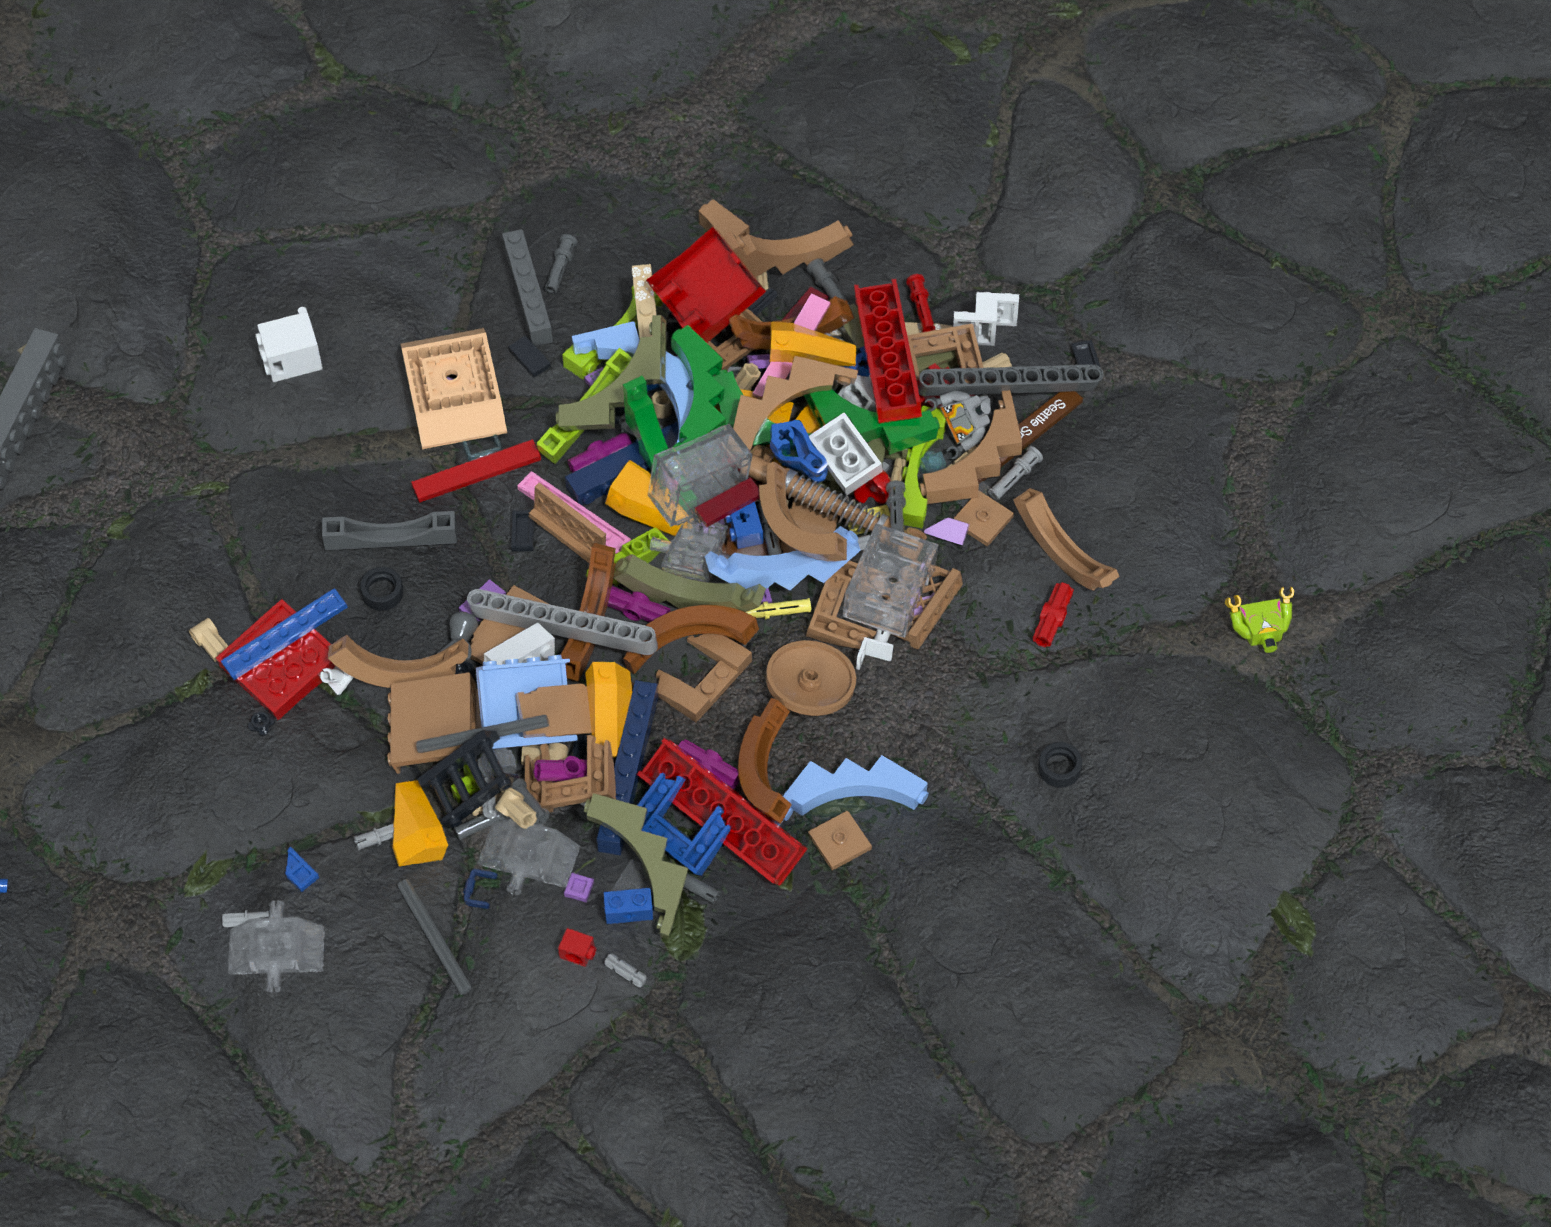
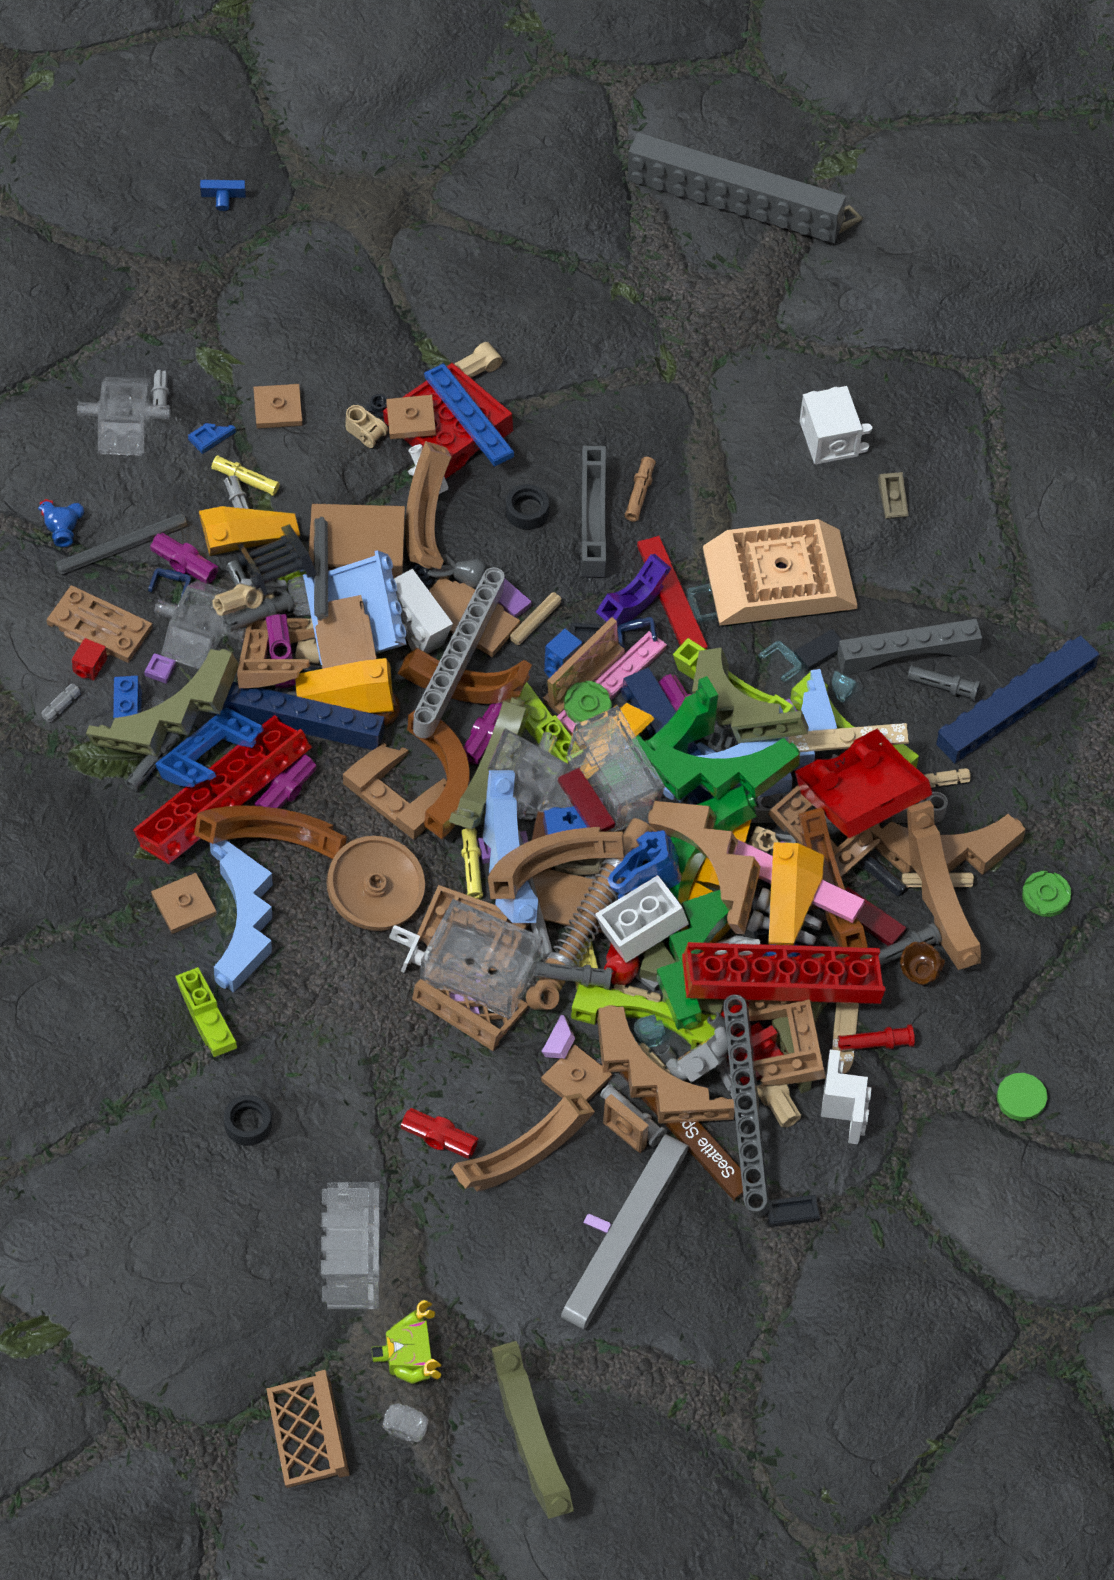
camera: 90 degrees right, 0 degrees up
(261, 813) = (277, 406): none -> medium nougat plate
(286, 684) = (411, 417): none -> medium nougat plate
(291, 728) = (367, 427): none -> tan piece
(345, 840) = (245, 475): none -> light yellow pin
(357, 499) = (642, 481): none -> medium nougat pin
(358, 306) = (893, 495): none -> dark tan slope
(410, 992) = (61, 521): none -> blue animal
(452, 875) = (184, 558): none -> magenta piece
(489, 502) = (638, 594): none -> dark purple arch
(505, 575) = (535, 618): none -> tan axle
(511, 495) = (636, 624): none -> dark blue piece
(530, 947) = (92, 618): none -> medium nougat piece
(538, 378) = (788, 654): none -> clear light blue piece
(557, 543) = (560, 650): none -> blue brick
(564, 339) = (842, 685): none -> clear light blue tile
(576, 211) = (1017, 699): none -> dark blue brick
(608, 521) = (586, 701): none -> bright green tile
(656, 257) = (949, 777): none -> tan axle
(765, 193) = (1046, 893): none -> bright green tile
(849, 270) = (921, 963): none -> reddish brown hair
(958, 808) = (205, 1012): none -> lime slope
(960, 207) = (1021, 1096): none -> bright green tile
(1032, 470) = (625, 1123): none -> medium nougat plate
(1124, 491) = (597, 1223): none -> lavender tile
(1127, 473) = (624, 1232): none -> light grey beam
(1184, 659) = (351, 1245): none -> clear container
(1332, 616) = (405, 1423): none -> clear gear
(1341, 674) = (330, 1429): none -> medium nougat fence
(1362, 513) = (530, 1436): none -> olive arch

